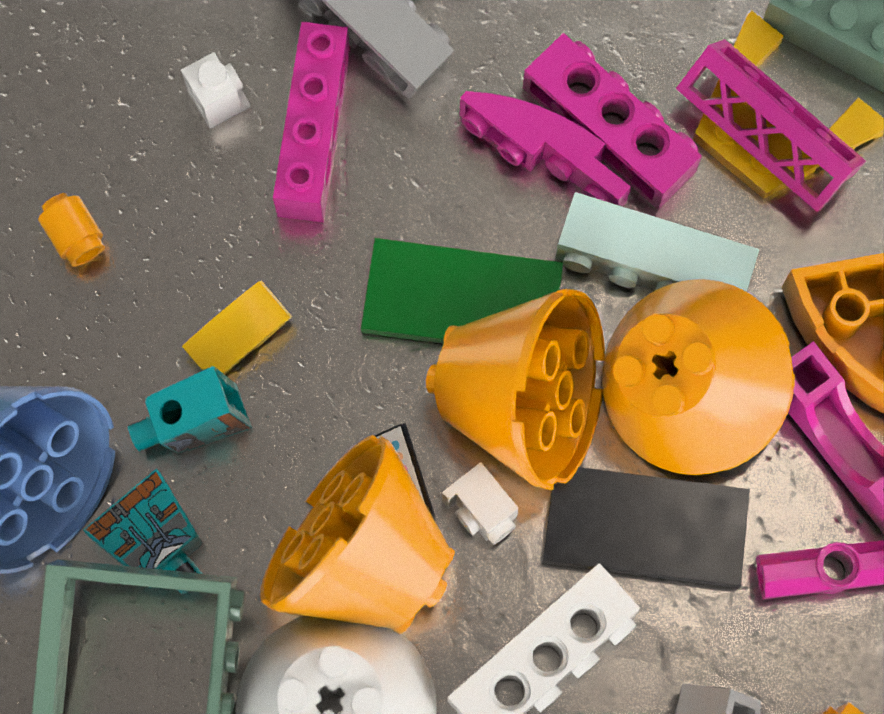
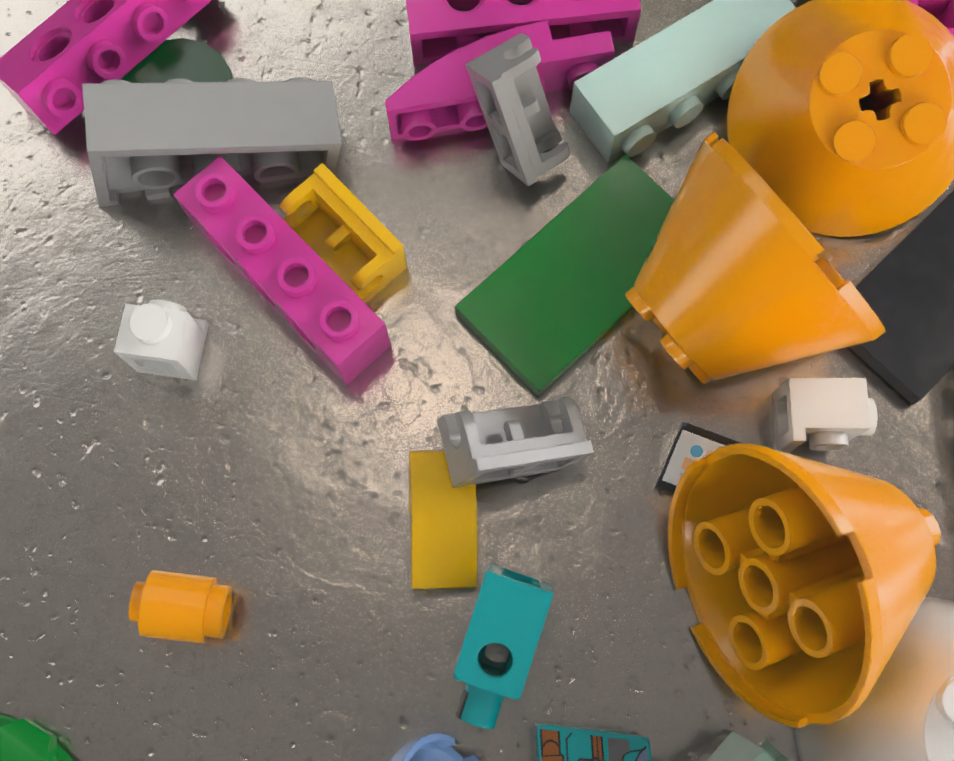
camera: 50 degrees left, 0 degrees up
(313, 333) = (512, 441): none -> light grey hinge
(364, 138) = (344, 233): none -> yellow hinge
(528, 174) = (517, 109): none -> light grey hinge

